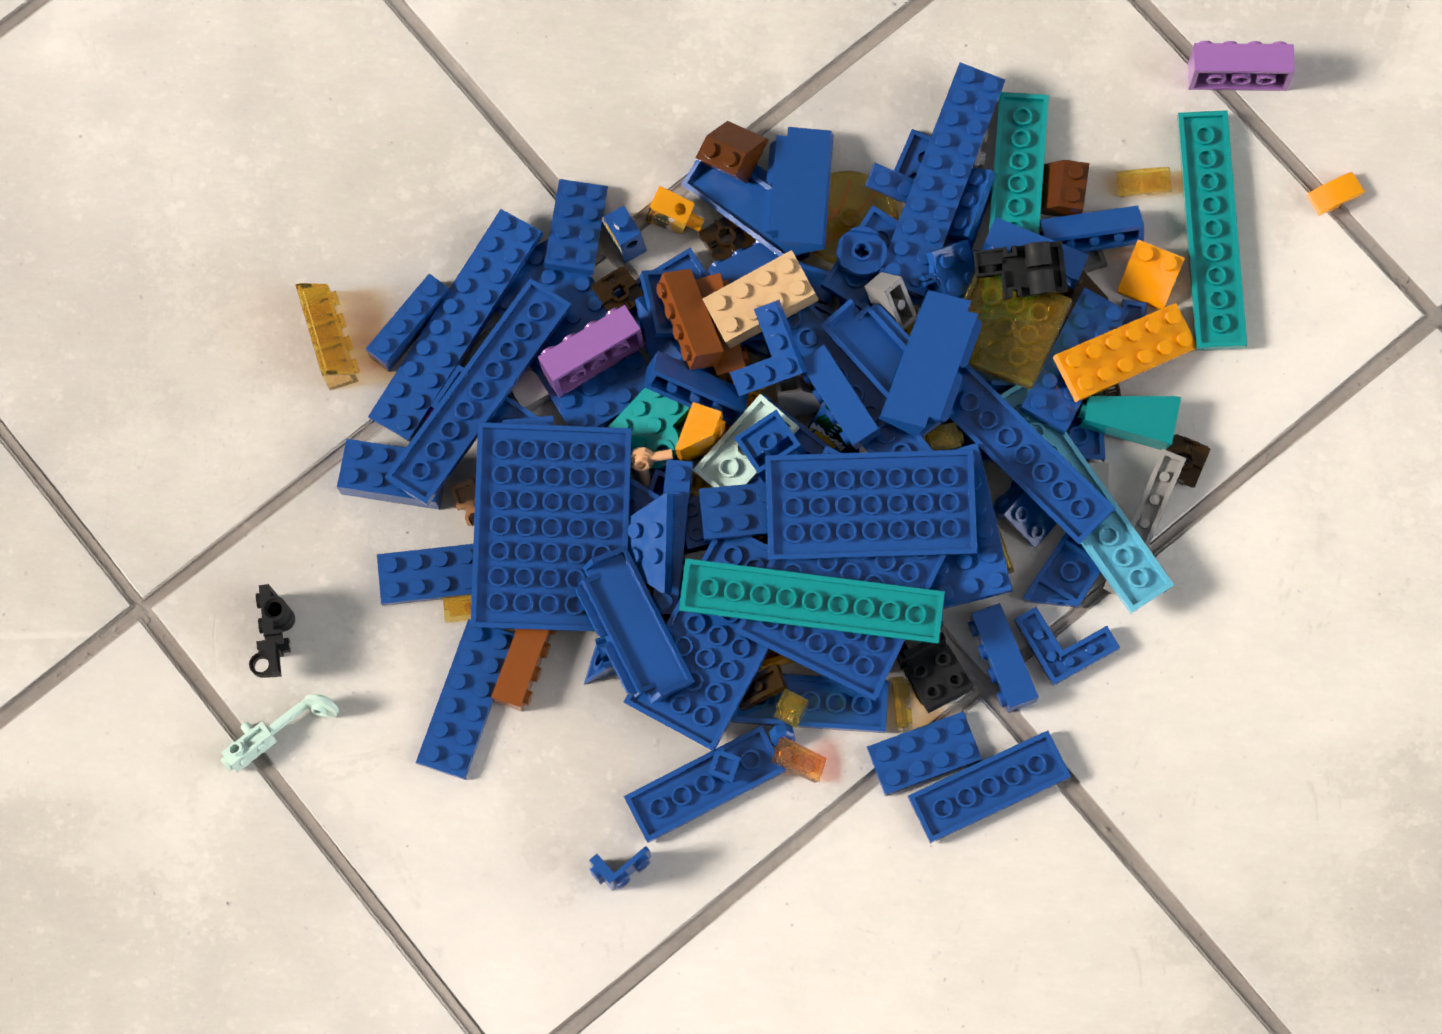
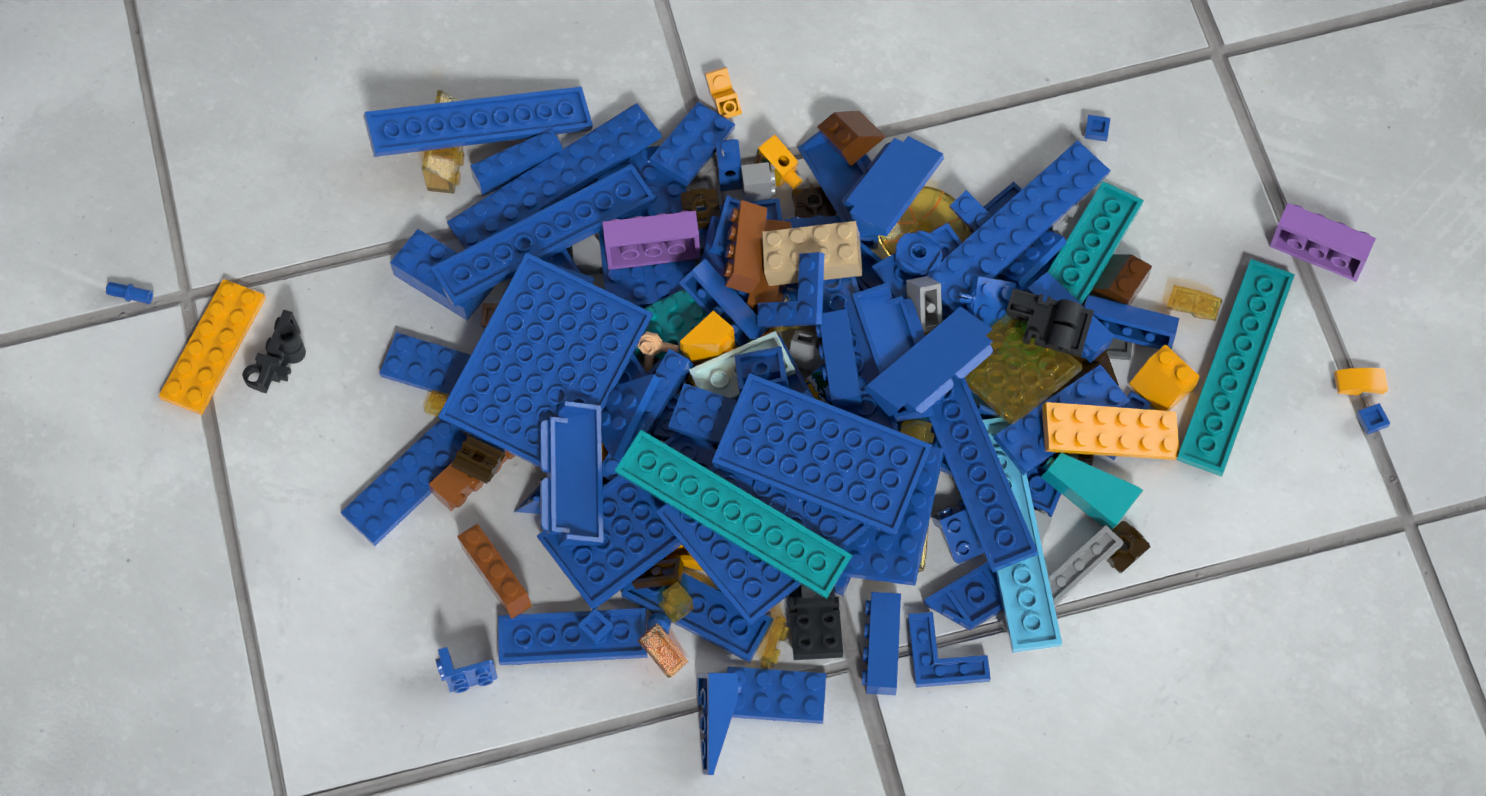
camera: 20 degrees right, 10 degrees down
(82, 631) = (129, 292): none -> blue axle
(197, 649) = (212, 347): none -> light orange plate
(260, 738) = (223, 436): light aqua piece -> none
(351, 300) = (476, 121): none -> blue plate
(538, 662) = (475, 447): none -> dark brown piece
(578, 158) = (722, 93): none -> light orange slope
(599, 754) = (494, 571): none -> dark orange brick
(663, 242) = (757, 182): none -> light grey brick
(877, 785) = (718, 697): none -> blue wedge
(968, 36) = (1097, 128): none -> blue plate
(989, 786) = (818, 747): blue plate -> none
(1363, 227) = (1373, 418): none -> blue plate

